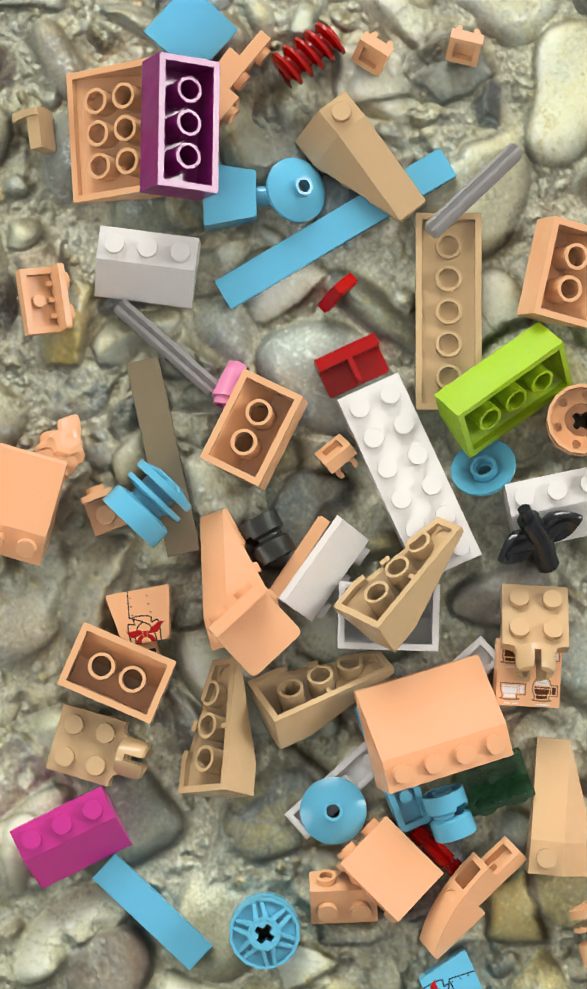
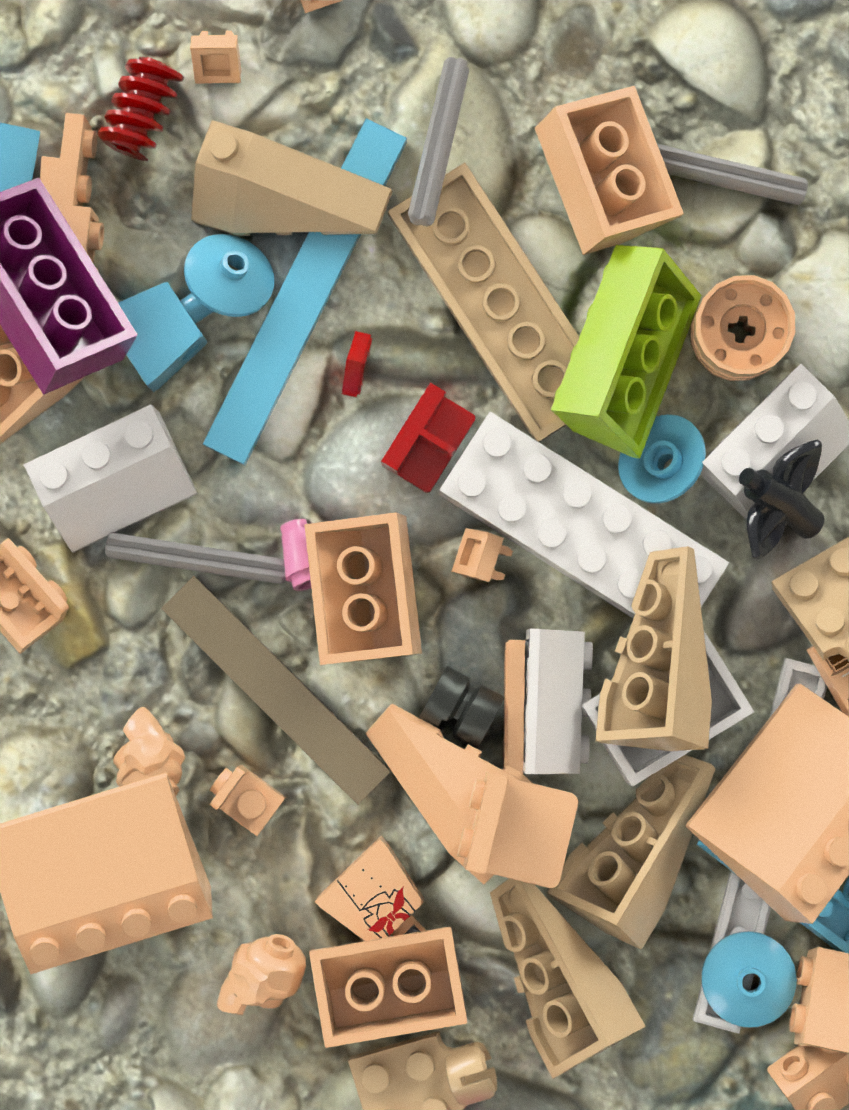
camera: 25 degrees left, 0 degrees up
(46, 619) = (262, 974): none -> light nougat head
(148, 503) = (293, 760): medium azure wheel -> none

